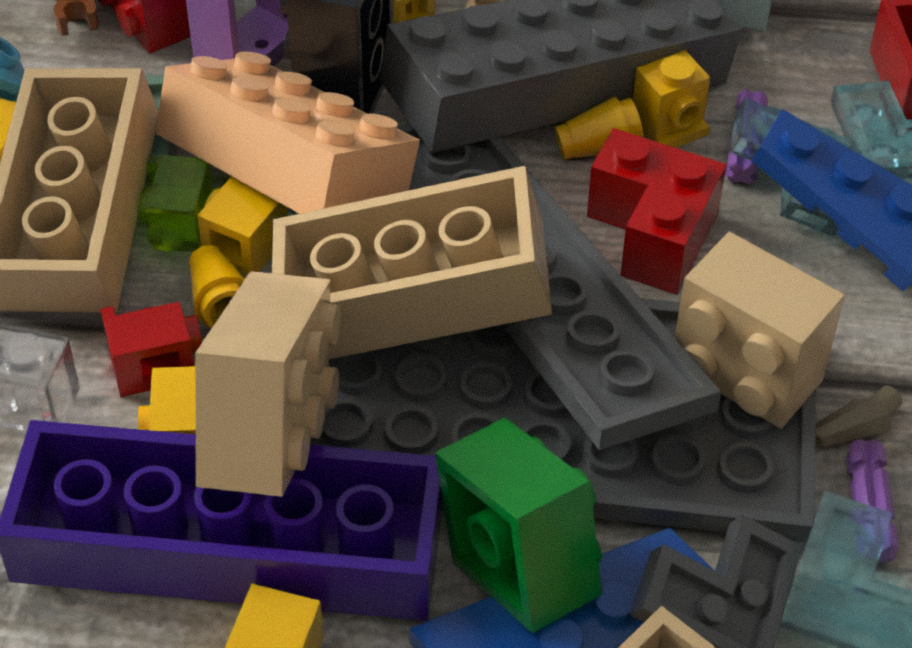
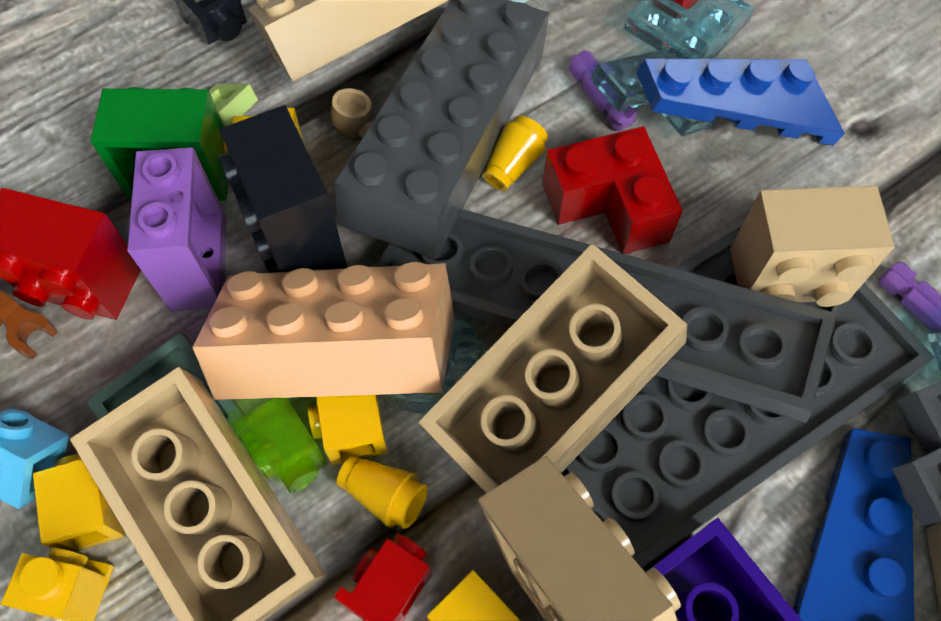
camera: 40 degrees left, 15 degrees up
(520, 523) = (815, 521): green brick -> none
(672, 99) = (542, 94): yellow brick -> none

